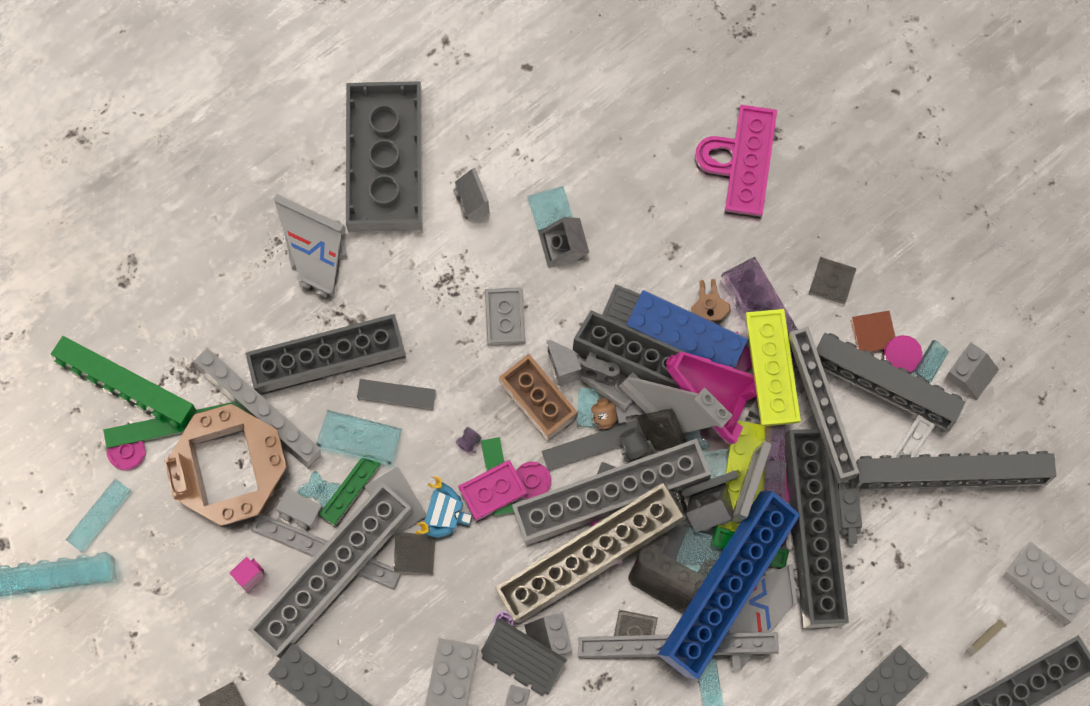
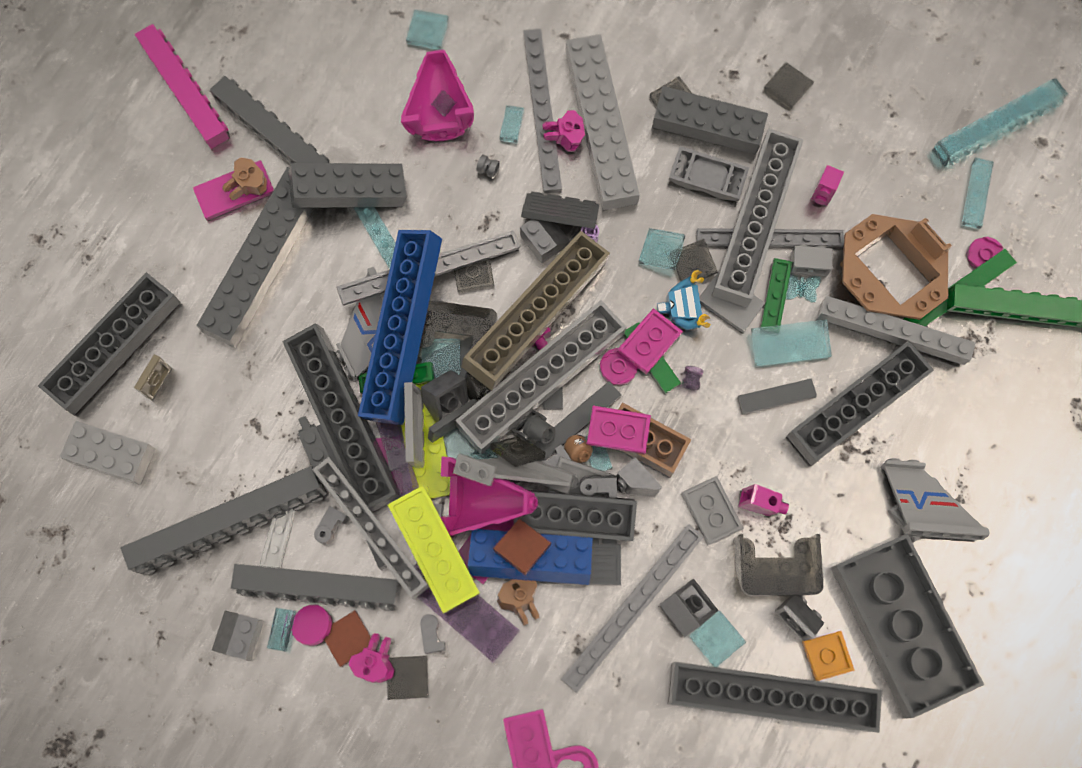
camera: 155 degrees right, 0 degrees up
(355, 639) = (708, 174): none -> flat silver slope
(439, 579) = (662, 249): none -> clear light blue tile
(458, 303) = (762, 501): none -> dark pink torso
(460, 158) = (828, 656): none -> light orange tile
(473, 235) = (781, 575): none -> clear smoke windscreen
(525, 142) = (775, 697): none -> dark grey brick
(562, 409) = (618, 430): none -> dark pink tile
(612, 261) = (632, 608): none -> flat silver plate
(694, 334) = (522, 546): none -> copper tile
(801, 303) = (429, 626): none -> flat silver leg
(859, 300) = (373, 664): none -> dark pink hinge
(861, 434) = (325, 530): none -> flat silver leg

